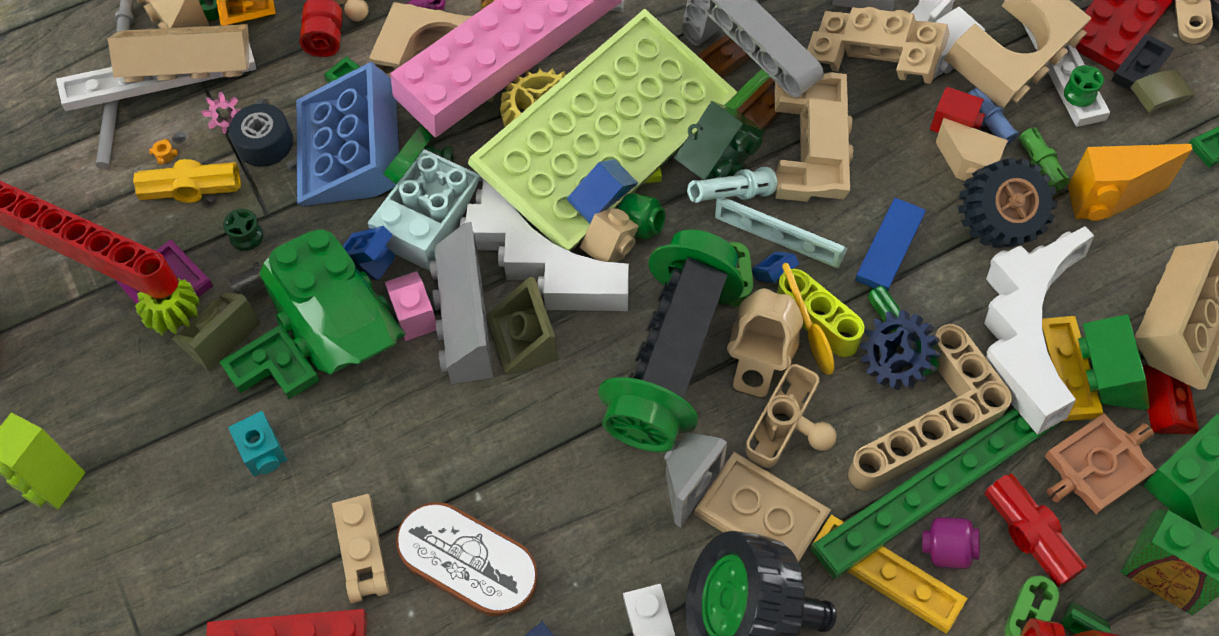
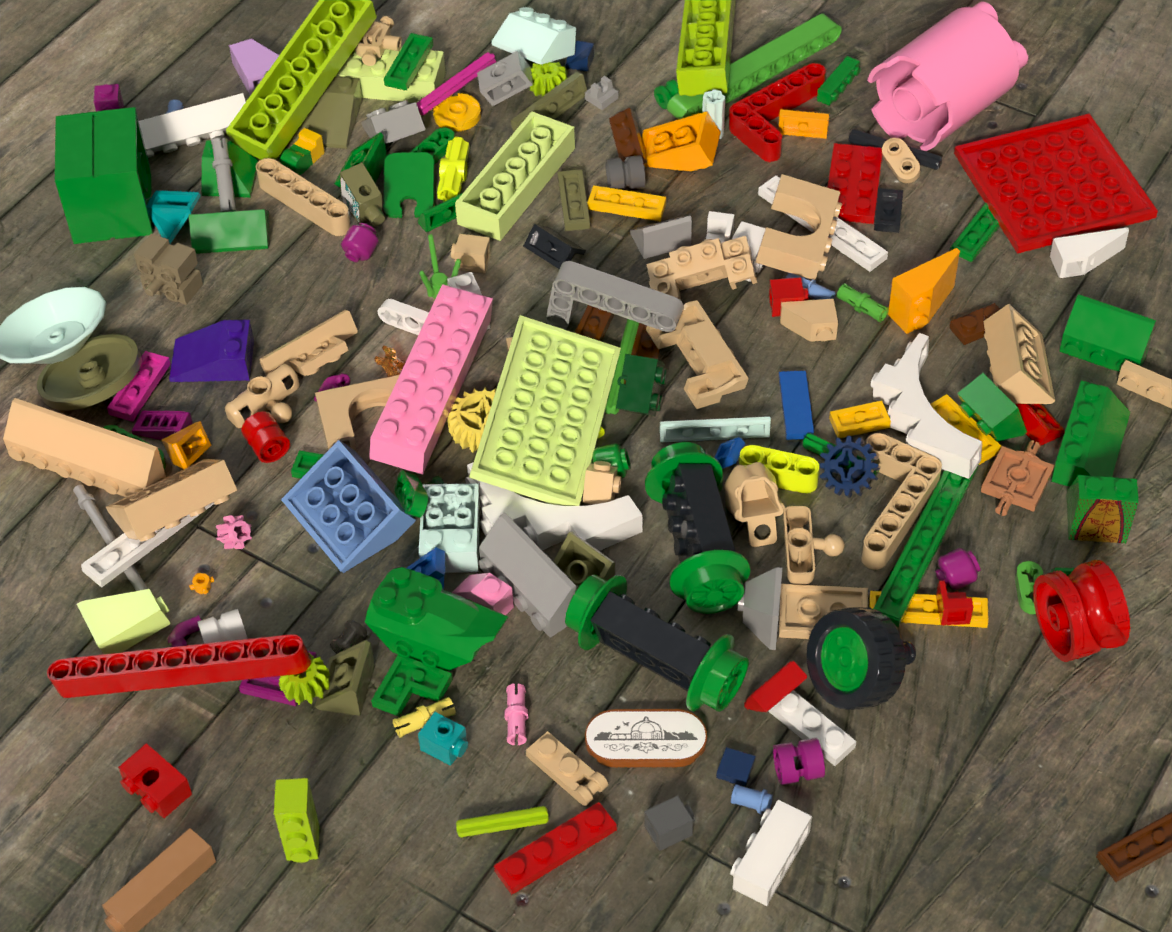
camera: 30 degrees left, 10 degrees down
(57, 155) = (124, 619): none -> yellowish green slope
(110, 191) = (182, 630): none -> magenta arm
(132, 213) = (226, 628): none -> white wheel
(187, 181) = (244, 591): yellow piece -> none
(244, 221) = (313, 600): dark green wheel -> none
(247, 406) = (422, 714): none -> light yellow pin
(253, 574) = (502, 821): none -> lime axle
(261, 134) = (276, 534): black wheel -> none
(352, 455) = (516, 714): none -> bright pink pin
(568, 523) = (608, 616): none -> brick
(601, 189) = (576, 455): blue slope -> none
(642, 581) = (776, 688): none -> red slope
(743, 184) = (670, 408): light aqua pin -> none
(817, 339) = (791, 485): yellow piece -> none
(915, 589) = (953, 607): none -> red panel
(952, 297) = (859, 419): none -> yellow plate
(1007, 203) = (860, 340): black wheel -> none
(1035, 530) = (1002, 536): red piece -> none
(1083, 86) = (861, 240): green wheel -> none
(1158, 244) = (971, 326): none -> reddish brown plate
(1162, 90) = (912, 222): olive slope -> none

